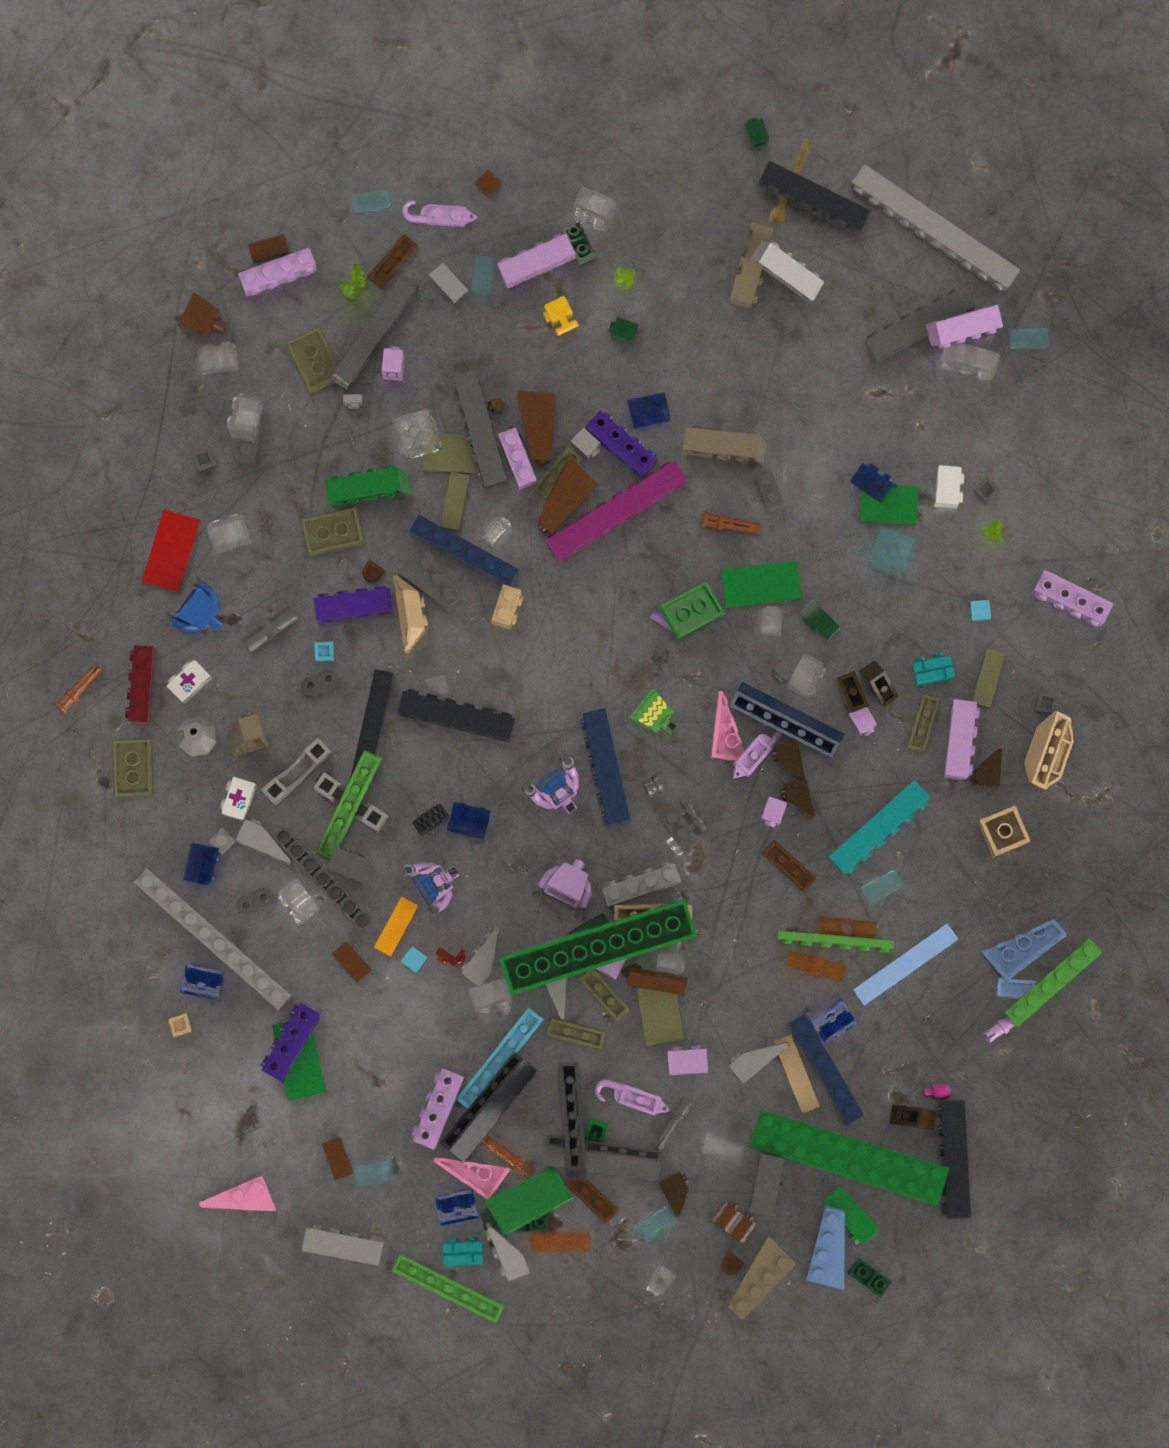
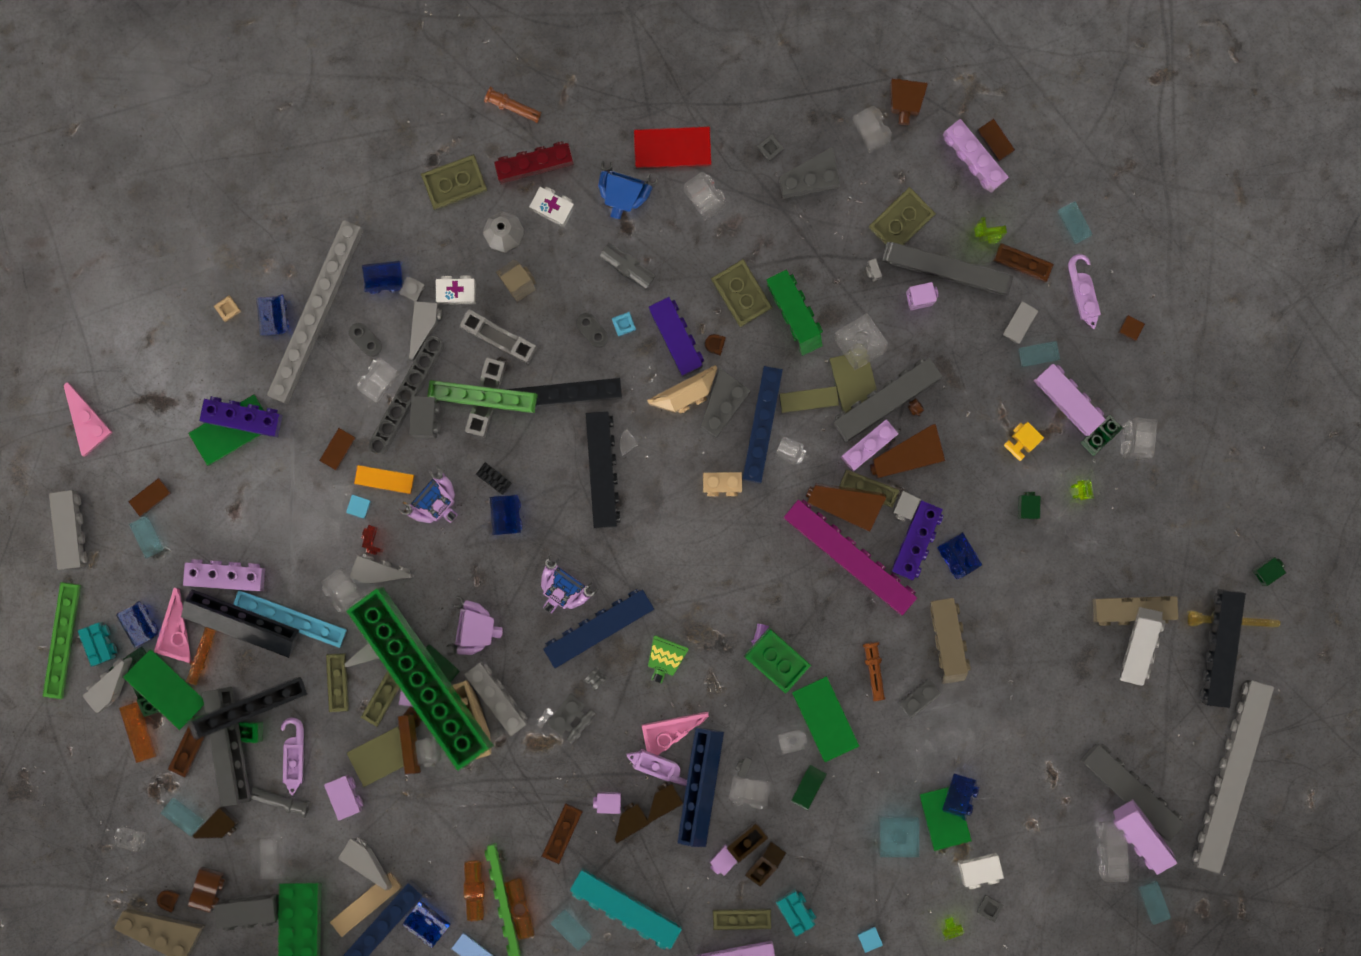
camera: 75 degrees right, 5 degrees up
(245, 417) = (819, 172): clear brick -> none

